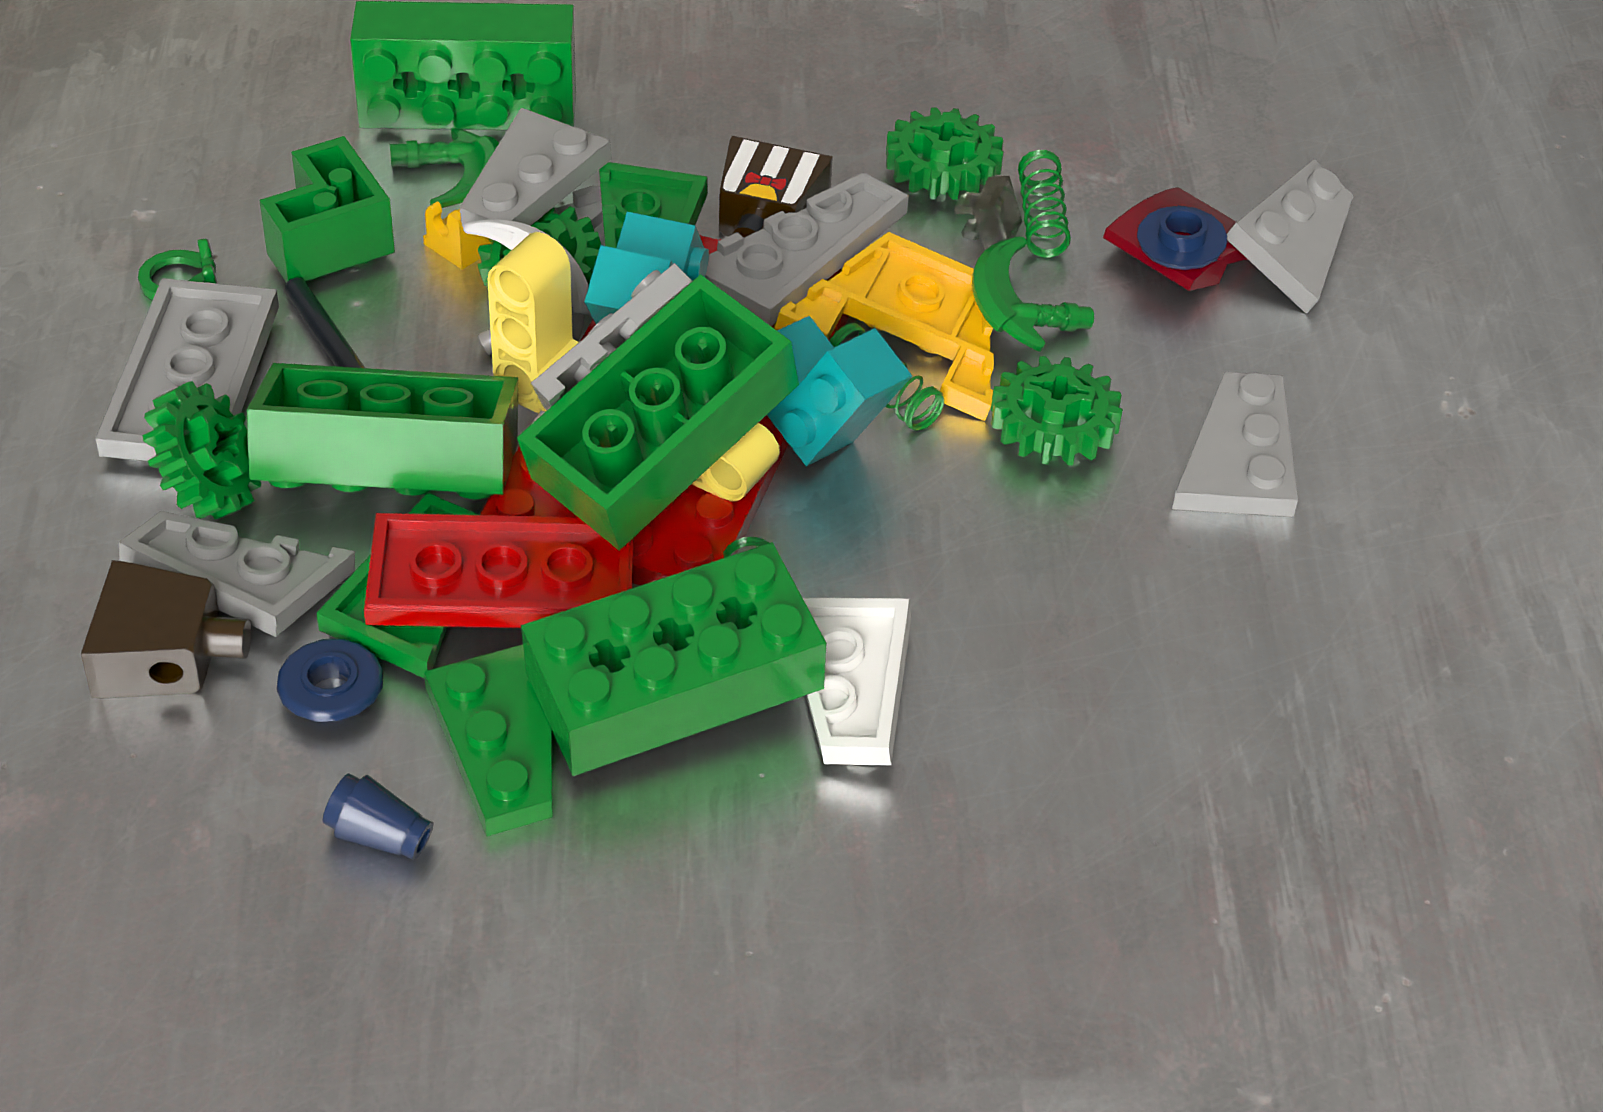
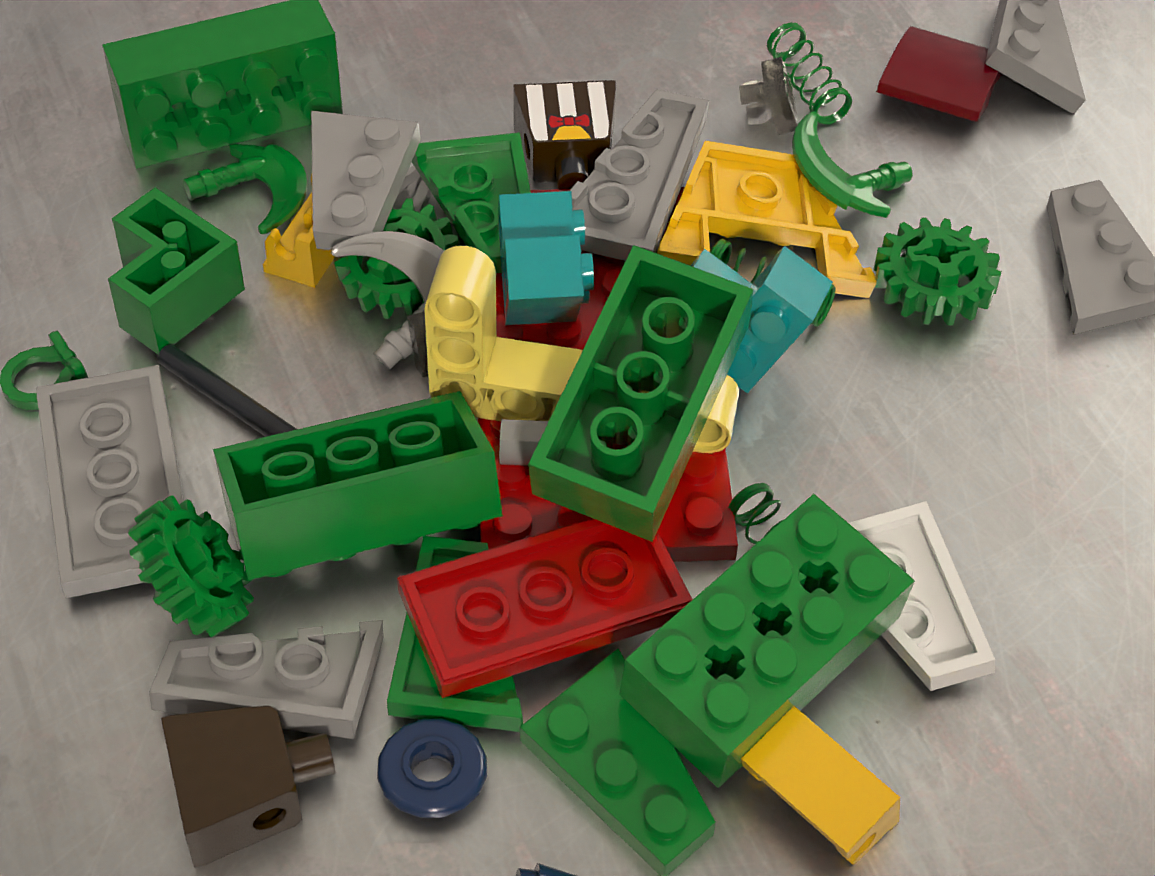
camera: 20 degrees left, 5 degrees up
(609, 334) = (592, 282): light grey wing -> none
(664, 802) = (824, 784): none -> yellow hinge
(943, 153) = (699, 48): green gear -> none
(1180, 251) = (950, 87): dark blue piece -> none

